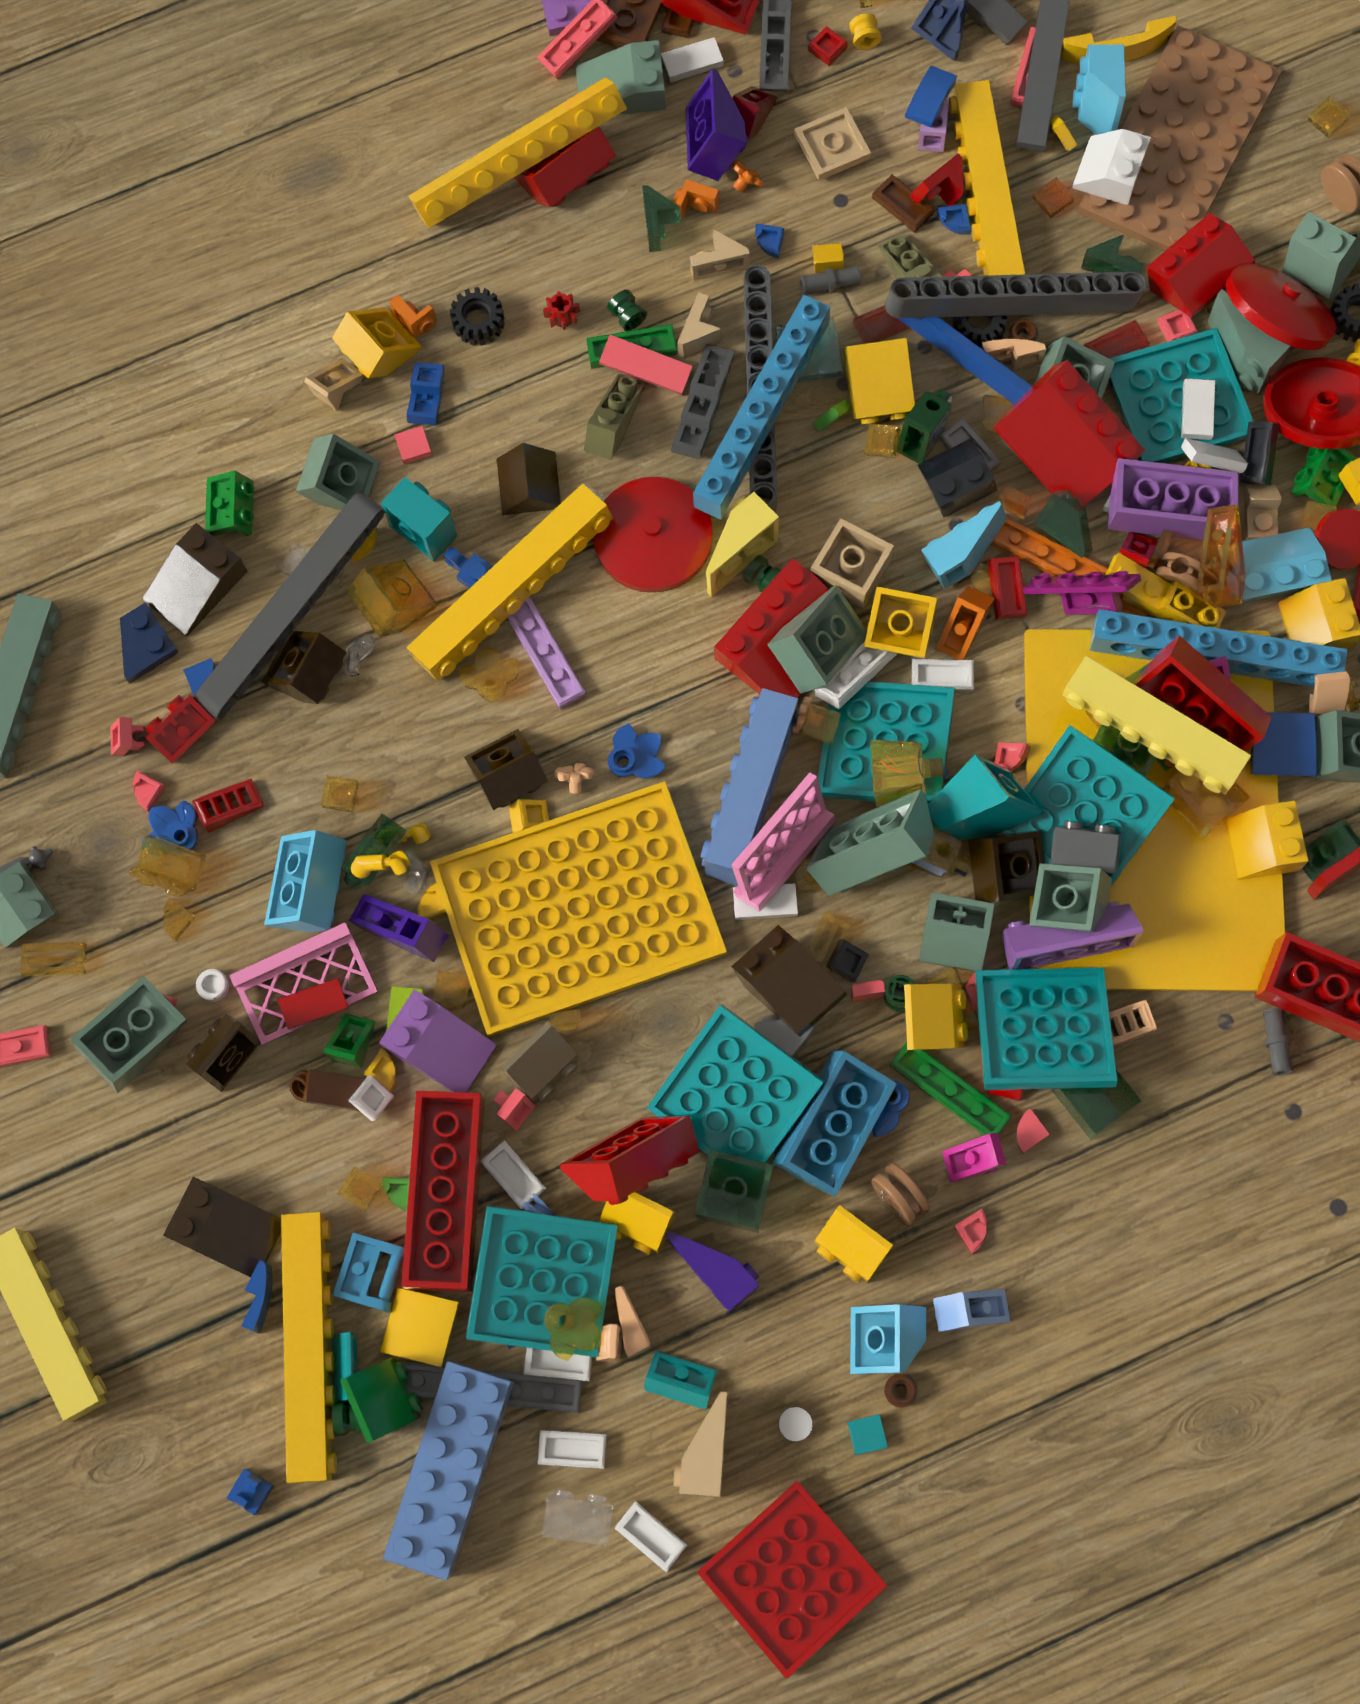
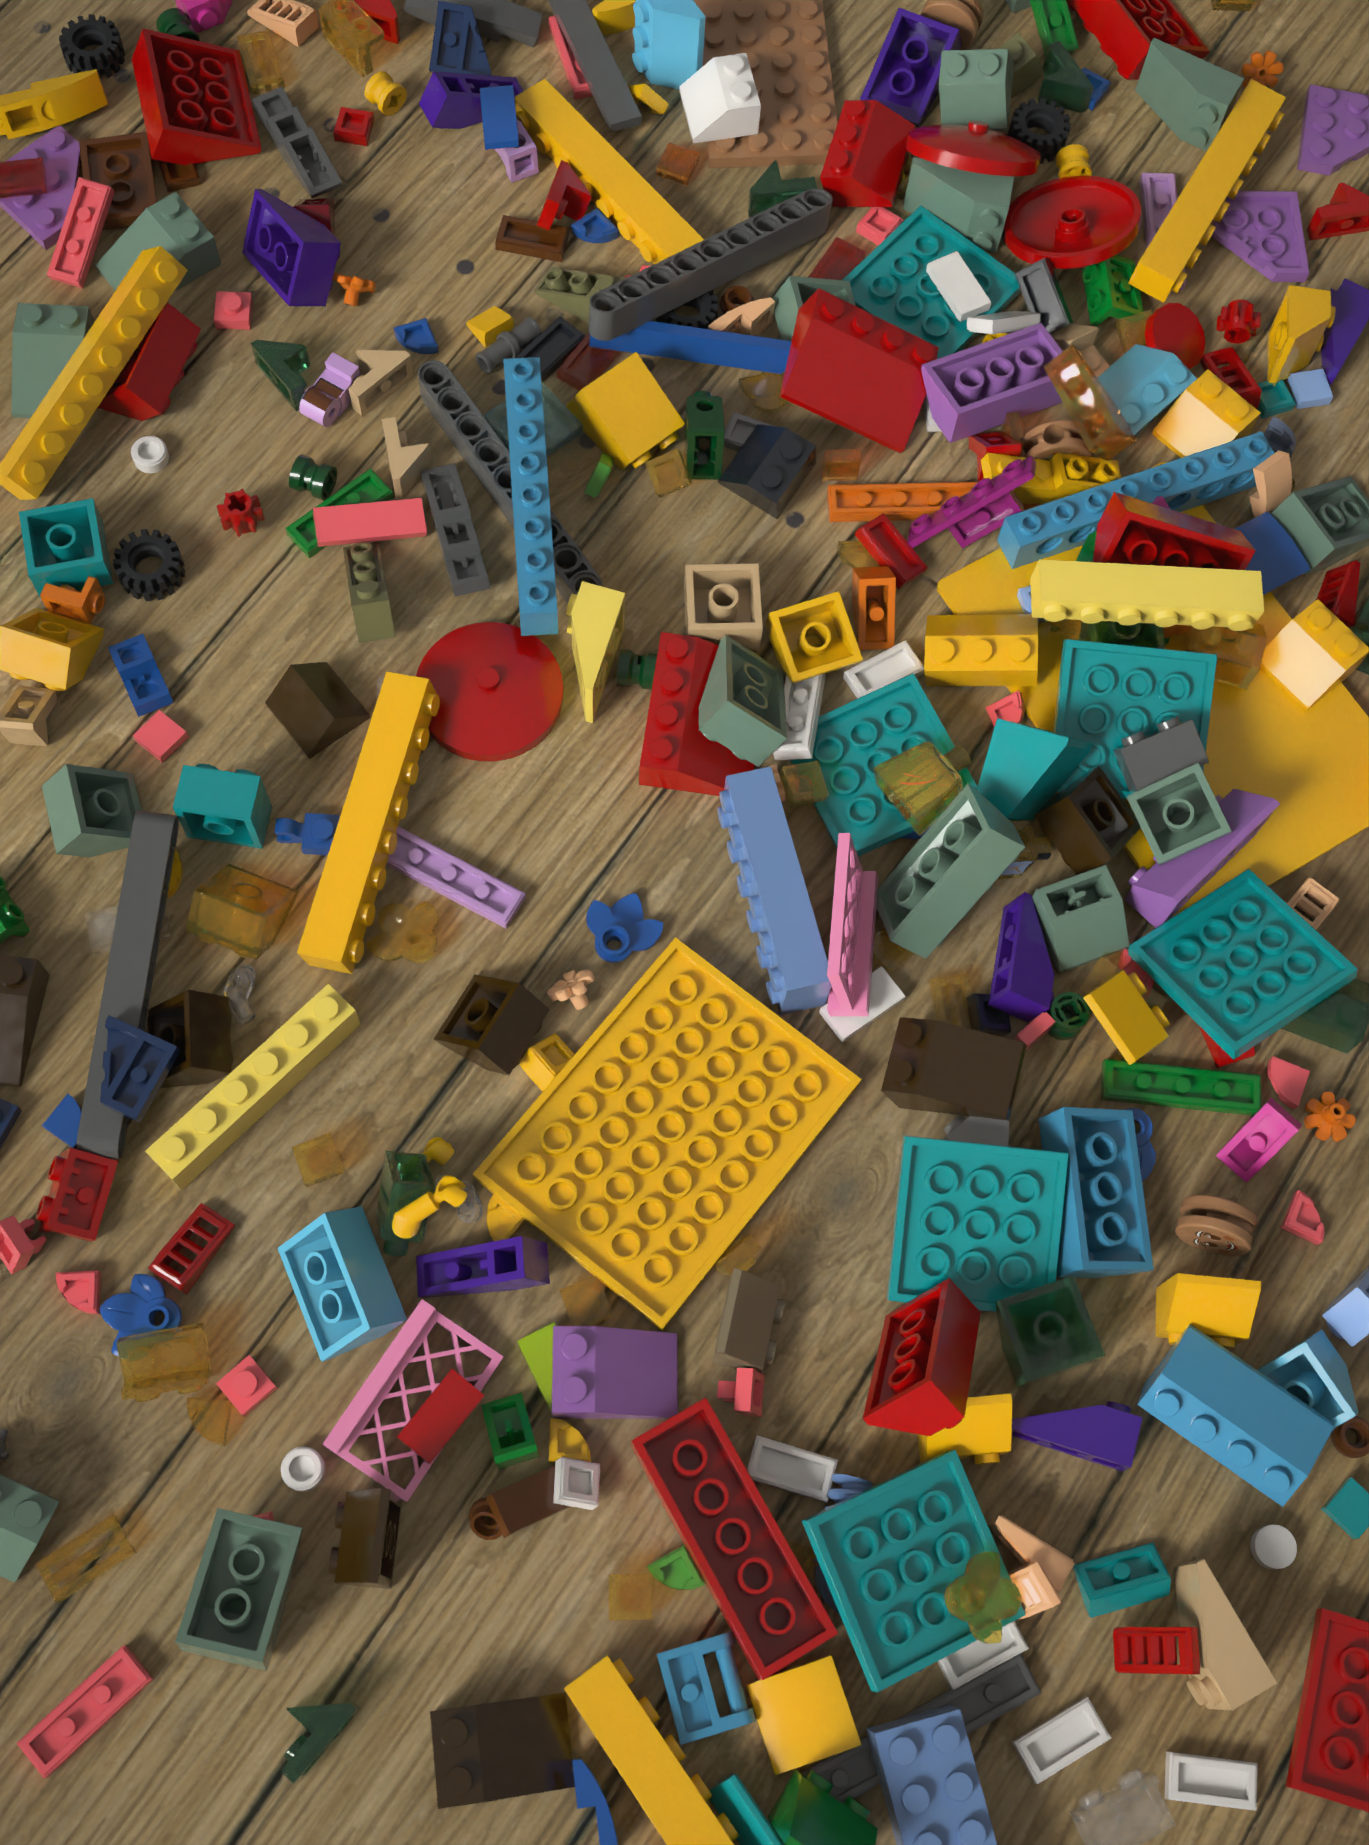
camera: 45 degrees left, 5 degrees down
(129, 1148) = (325, 1724): none -> clear green slope
(210, 912) = (246, 1385): none -> coral plate
(255, 665) = (133, 1068): none -> dark blue wing
(327, 721) = (254, 1087): none -> light yellow brick
(427, 274) = (65, 545): none -> teal brick
(499, 113) = (41, 348): none -> sand green slope
(528, 232) = (150, 454): none -> white tile
(651, 151) = (233, 310): none -> coral plate
(664, 1431) = (1154, 1650): none -> red slope
(675, 253) = (330, 392): none -> lavender leg
(692, 59) = (222, 200): white tile -> none
(698, 196) = (316, 328): orange bracket -> none
(822, 1322) = (1236, 1415): none -> dark azure slope
(832, 143) = (422, 214): tan plate -> none
(857, 299) = (553, 346): none -> black tile
(892, 940) = (1022, 964): none -> dark purple slope
(909, 61) = (454, 98): none -> dark purple slope
(962, 548) = (821, 540): medium azure slope -> none
(1018, 697) = (981, 650): none -> yellow slope
(1039, 1180) = (1329, 1117): none -> orange plant
(1067, 522) = (906, 455): clear green slope -> none
(1281, 206) = (909, 65): none -> dark purple slope
(1325, 809) = (1343, 600): none -> red slope

